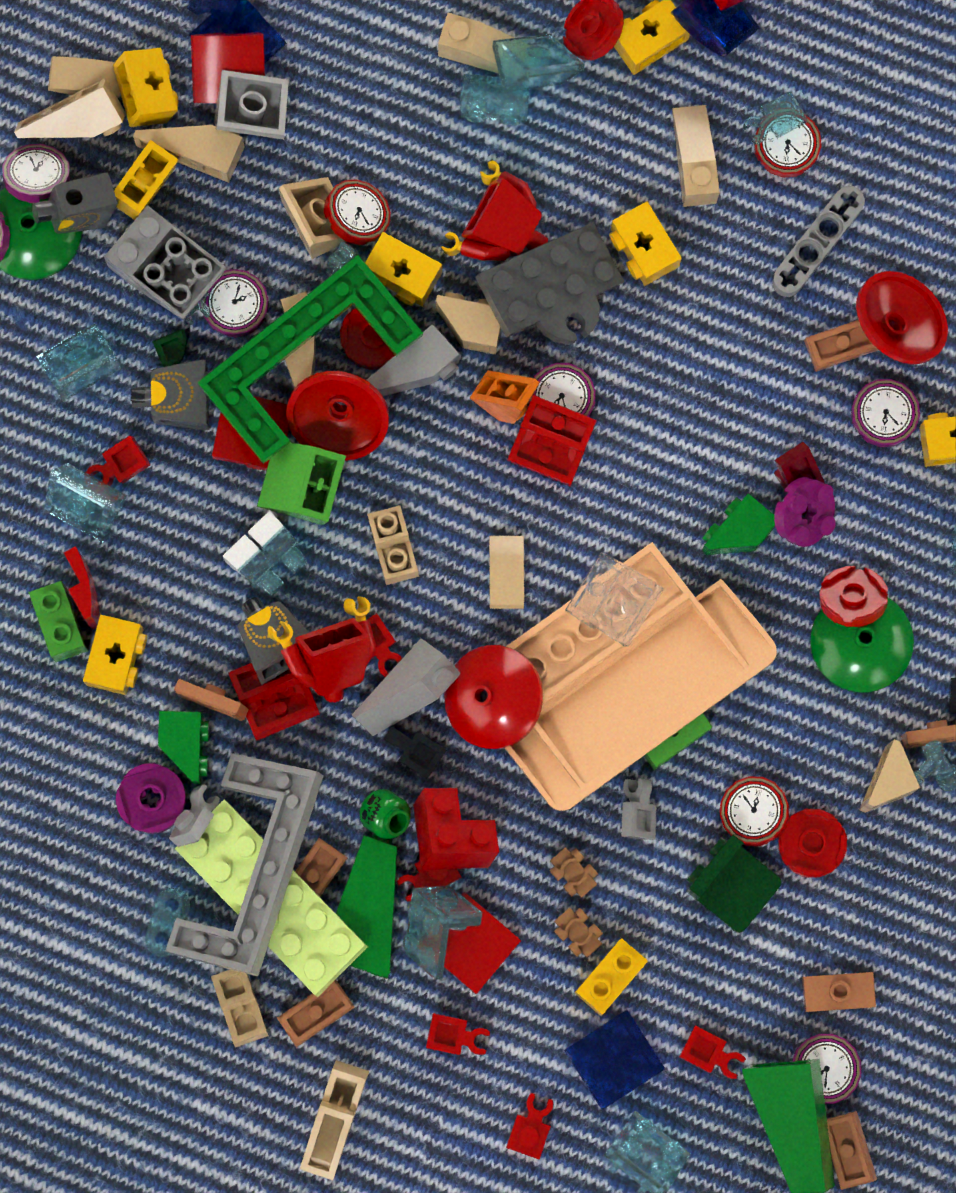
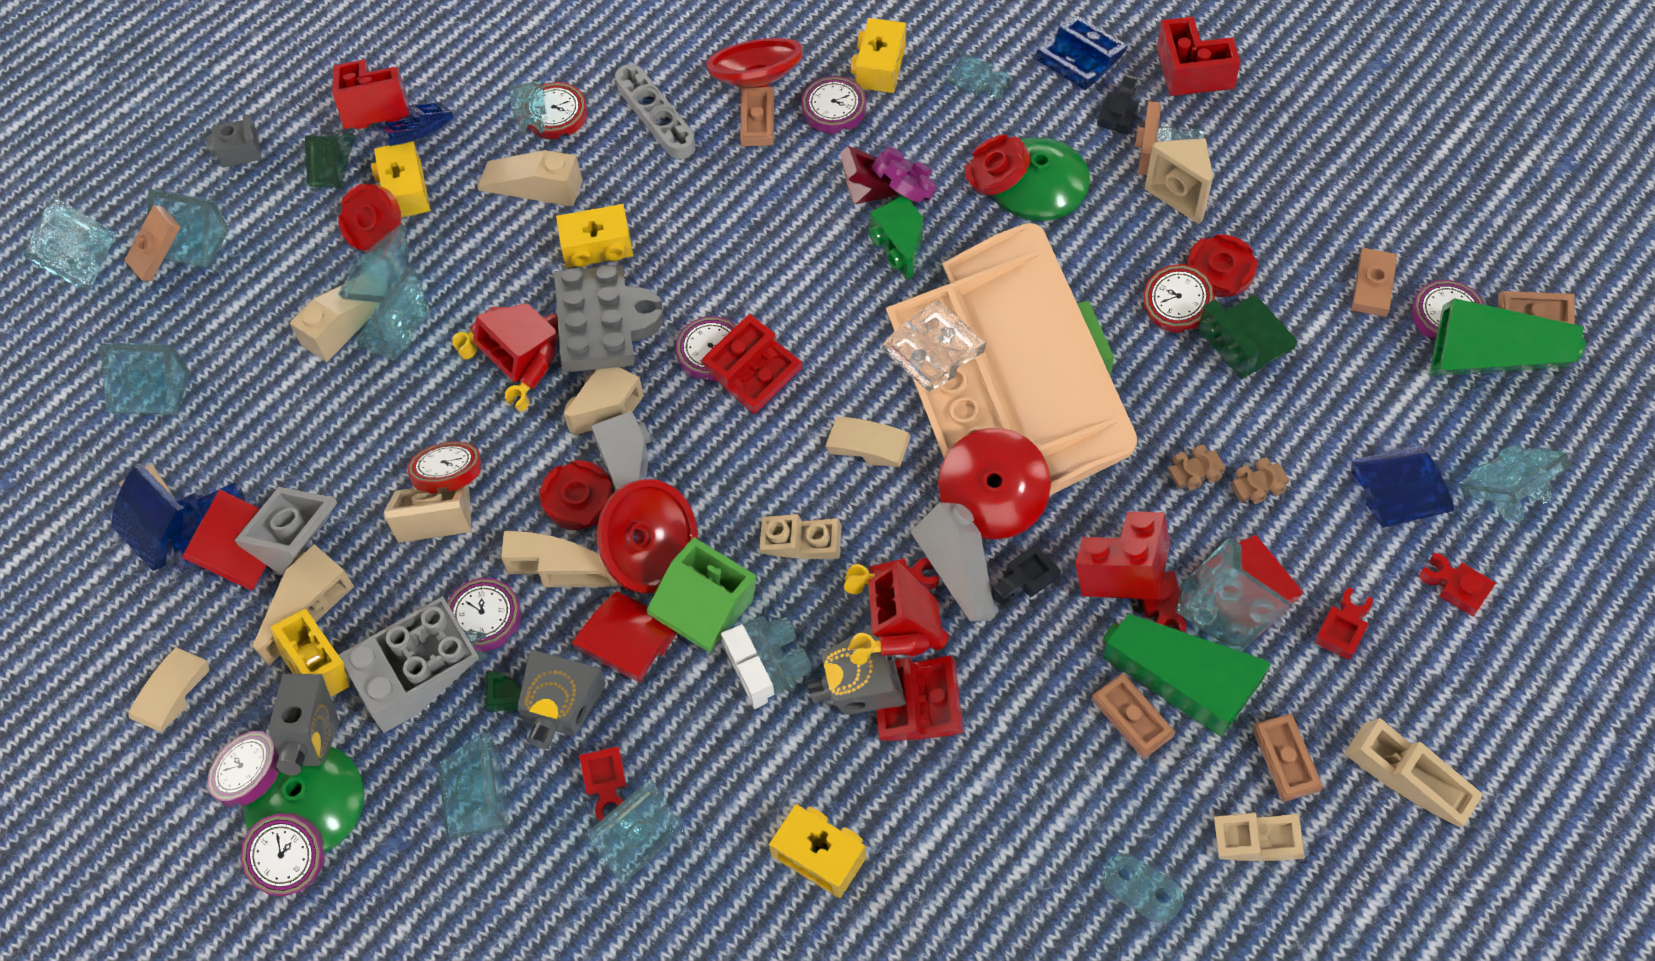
camera: 65 degrees left, 20 degrees down
(58, 621) = (758, 899): bright green brick -> none
(79, 115) = (206, 696): tan slope -> none
(85, 592) = (718, 848): red slope -> none
(133, 790) = (979, 879): magenta plate -> none
(145, 87) = (211, 627): yellow brick -> none
(182, 740) = (943, 805): green slope -> none
(193, 822) = (1040, 817): light grey plate -> none
(212, 698) = (904, 757): nougat plate -> none
(295, 797) = (1206, 786): light grey plate -> none
(306, 932) = (1148, 759): yellowish green plate -> none
(340, 258) = (489, 495): clear light blue plate -> none
(349, 286) = (566, 624): green plate -> none
(385, 814) = (1087, 619): green head -> none
(393, 255) = (522, 444): yellow brick -> none
(504, 395) = (695, 373): orange slope -> none
(611, 977) = (1317, 460): yellow brick -> none
(638, 814) = (1156, 395): light grey plate -> none
(706, 1051) = (1413, 402): red plate -> none

